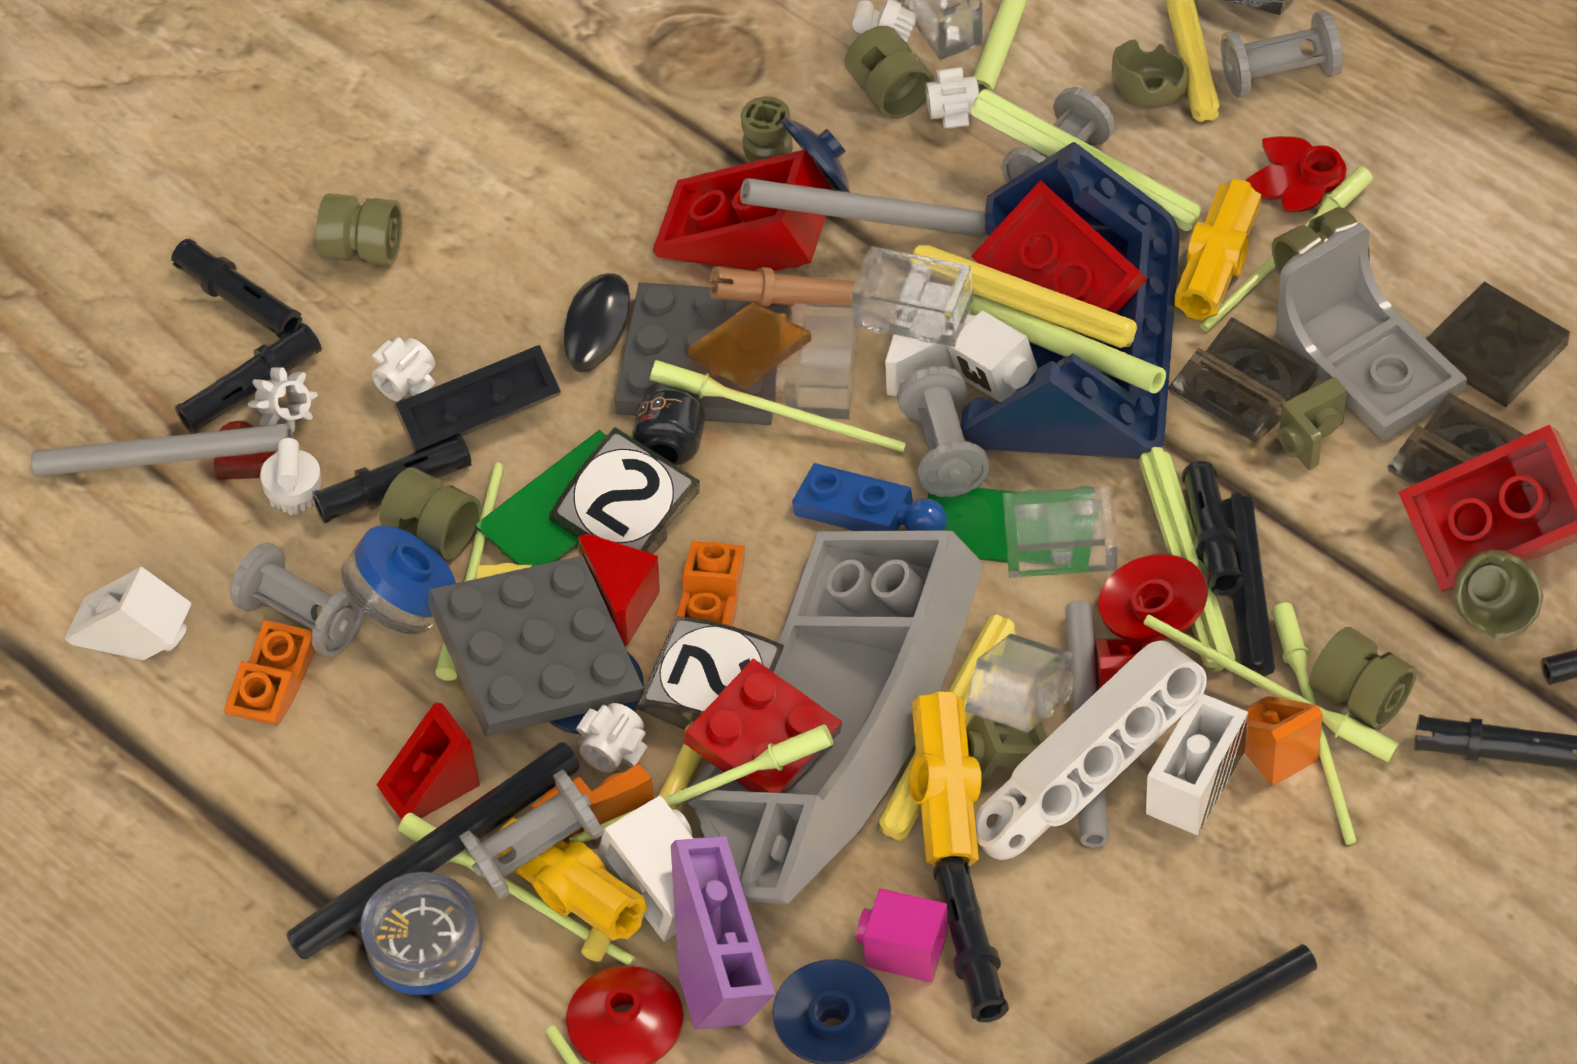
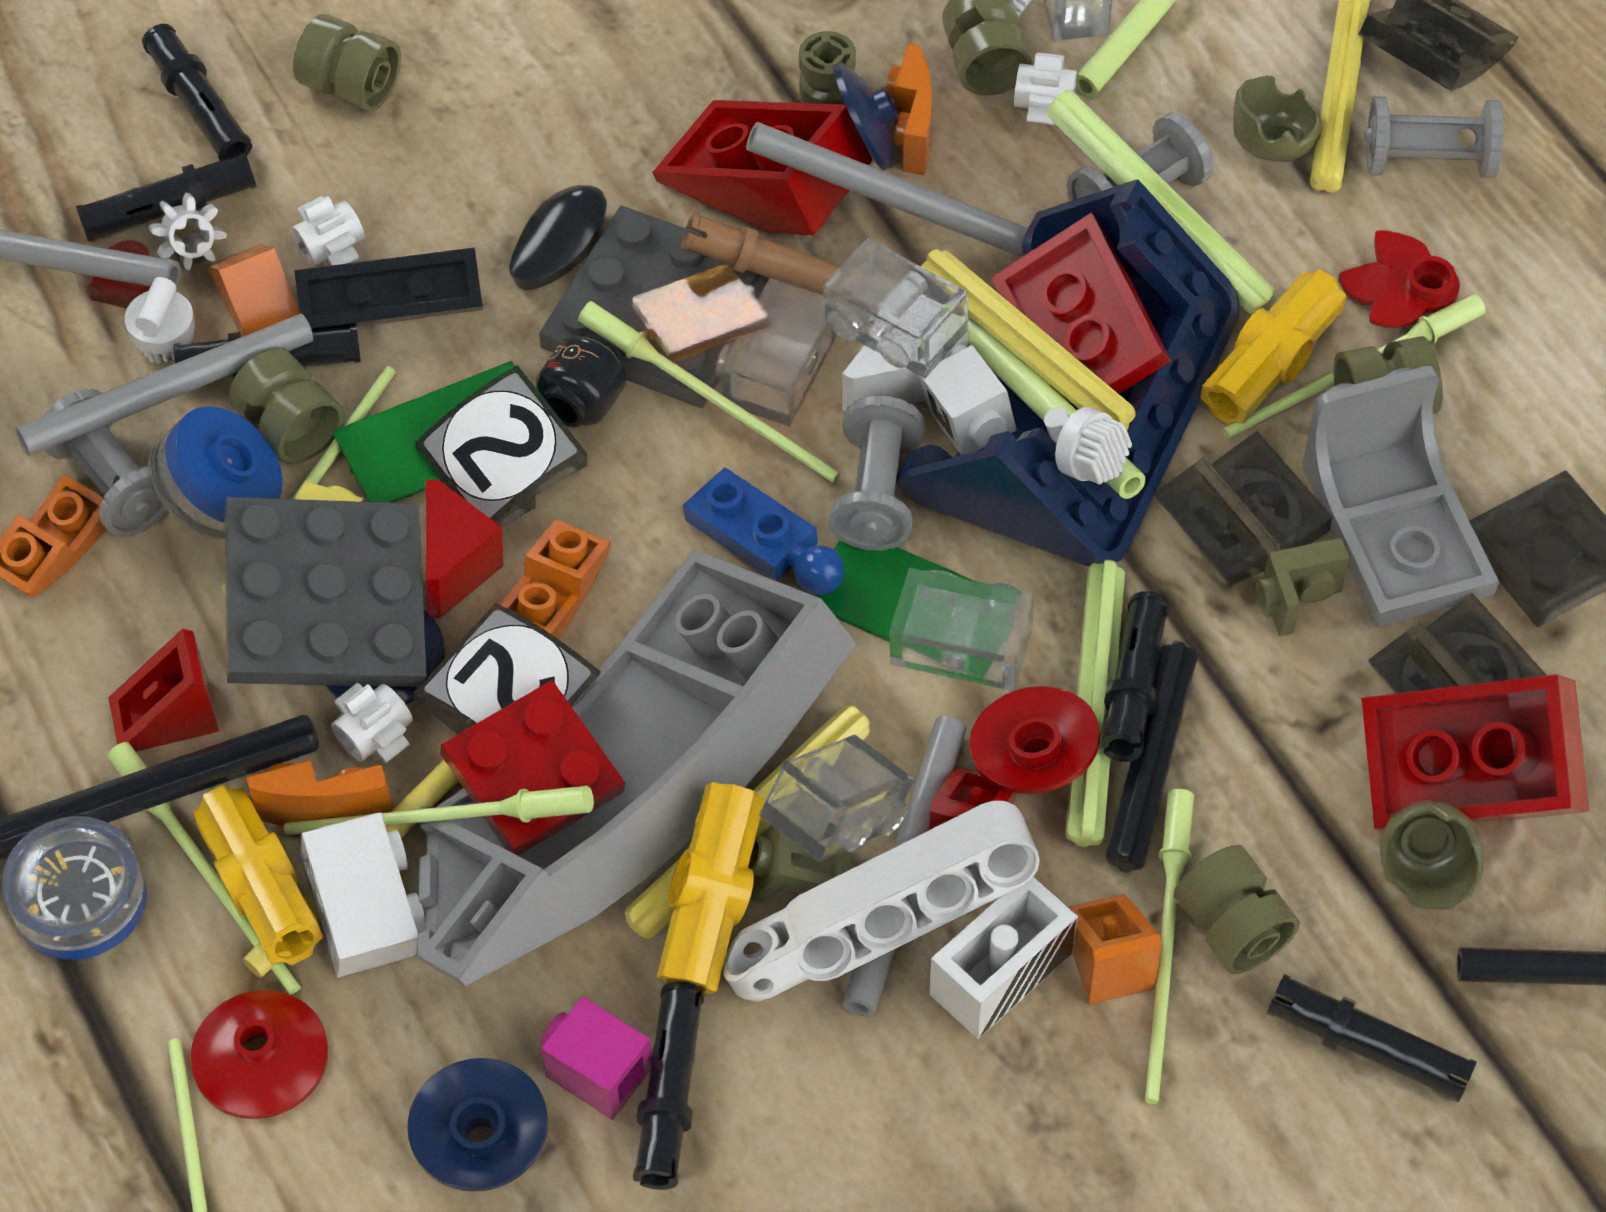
camera: 15 degrees right, 5 degrees up
(323, 523) = (160, 386): none -> light grey piece
(359, 432) = (254, 288): none -> orange slope
(532, 834) = (222, 815): light grey hose -> none
(715, 936) = (378, 994): medium lavender slope -> none
(851, 132) = (912, 96): none -> orange slope
(1115, 355) = (1088, 443): none -> white piece
(1340, 724) = (1192, 956): yellowish green piece -> none

